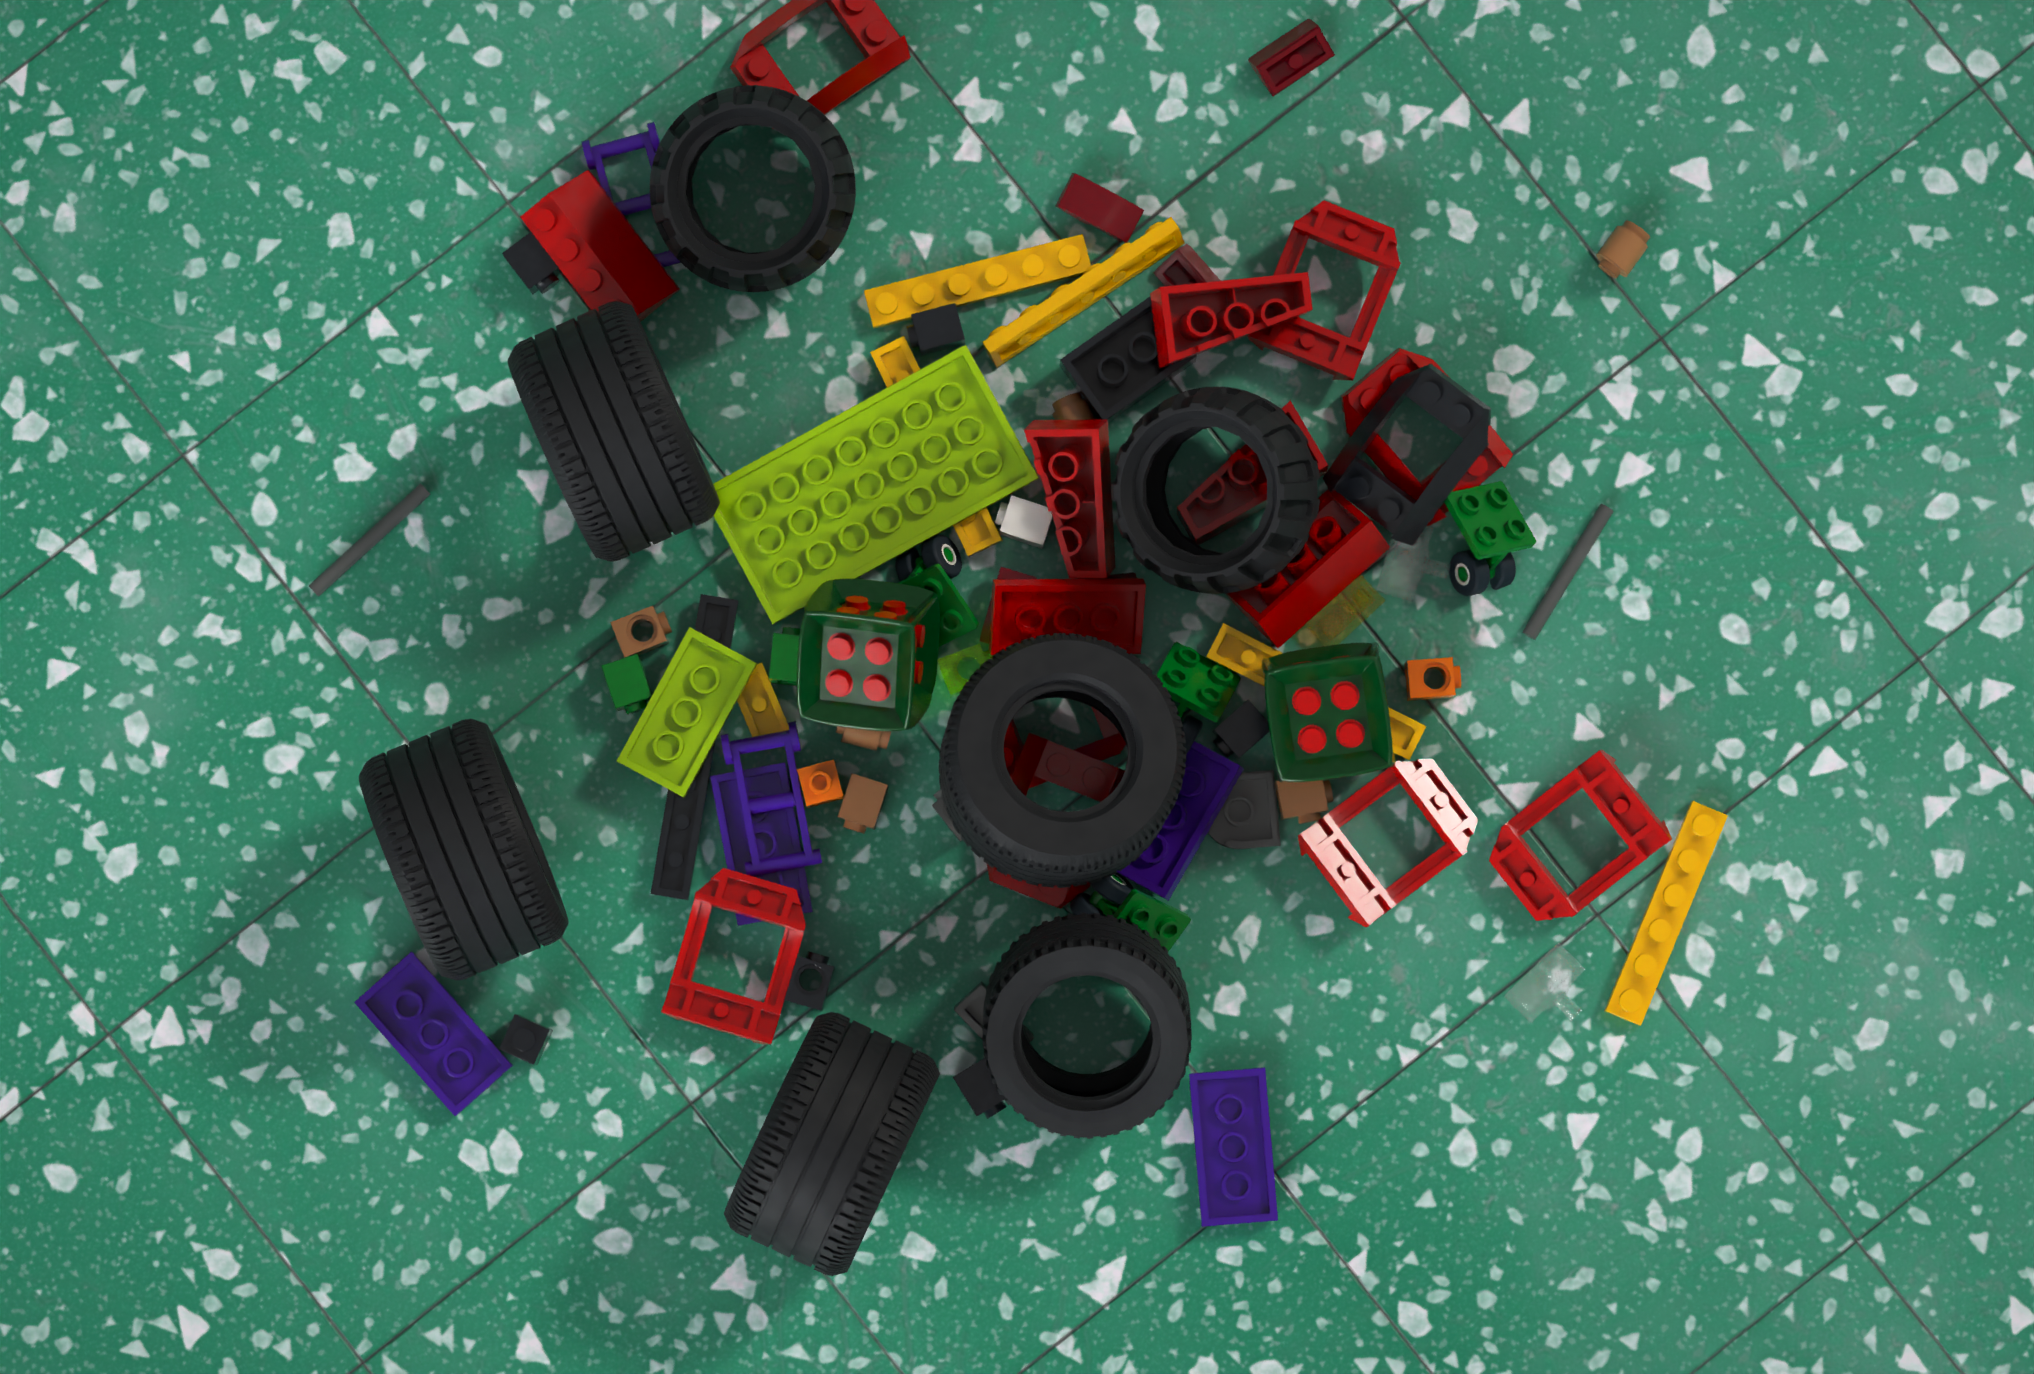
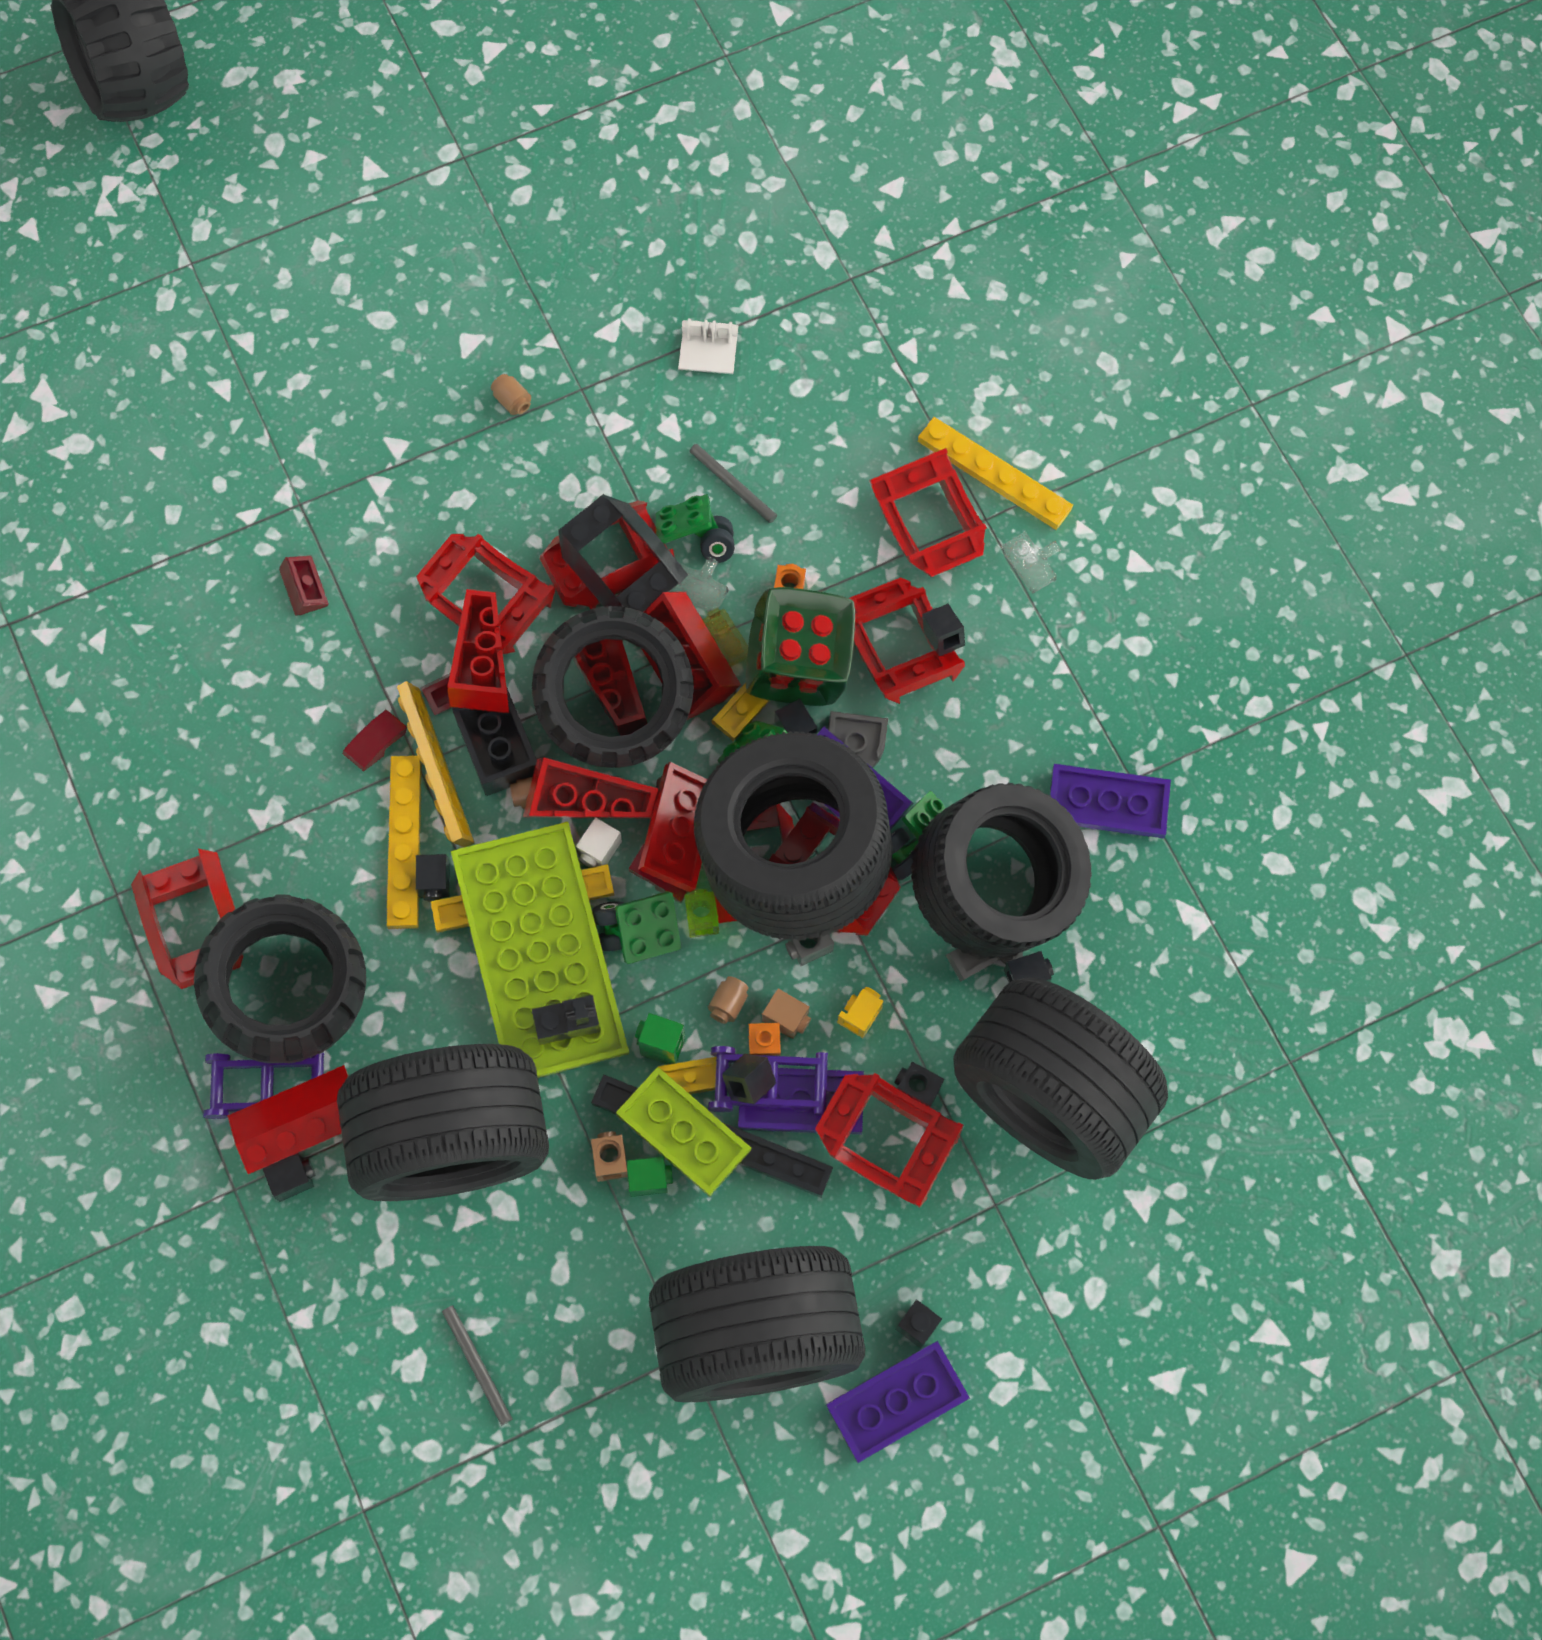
camera: 75 degrees left, 15 degrees down
(763, 775) = (749, 1078): none -> black brick
(785, 539) = (566, 1020): none -> black hinge
(868, 654) = (674, 970): dark green piece -> none
(887, 893) = (861, 1011): none -> yellow brick
(1303, 799) = (858, 694): medium nougat brick -> none
(1406, 889) = (943, 629): none -> black brick
(1762, 491) = (708, 346): none -> white hinge

